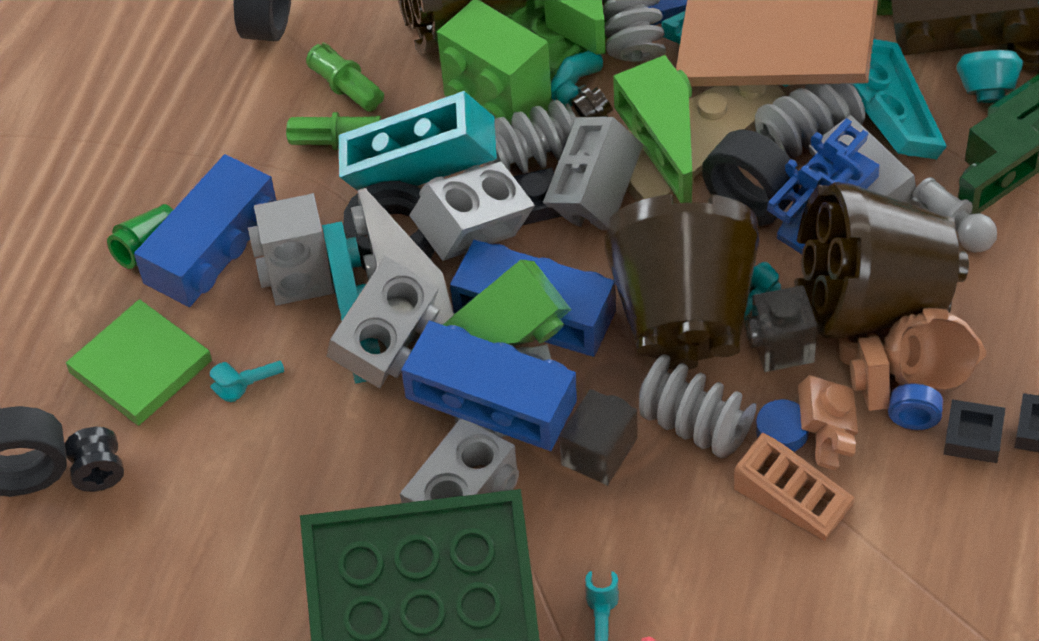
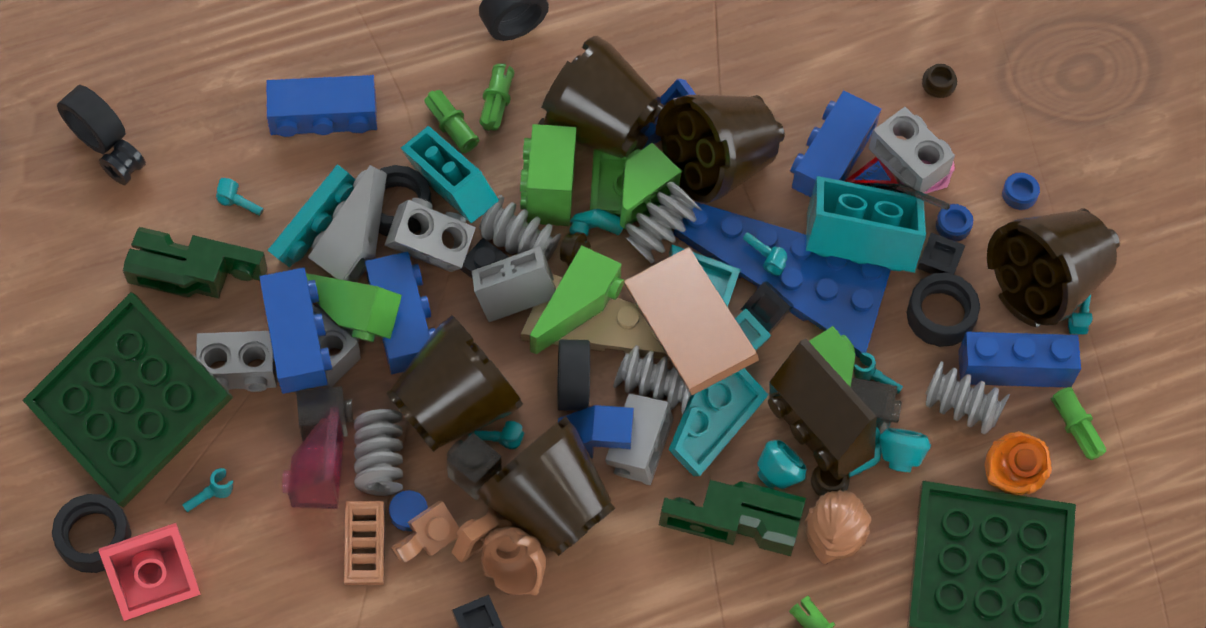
camera: 45 degrees right, 10 degrees up
(132, 234) = (293, 69): green cone -> none
(138, 362) = (209, 136): bright green tile -> none
(292, 249) = (323, 149): light grey brick -> none
(297, 468) = (190, 268): none -> dark green plate
(375, 319) = (296, 235): light grey brick -> none
(673, 464) = (317, 466): none -> clear pink slope
(807, 178) = (605, 417): blue piece -> none
(915, 406) = (470, 577): blue tile -> none
(974, 231) = (640, 533): light grey pin -> none

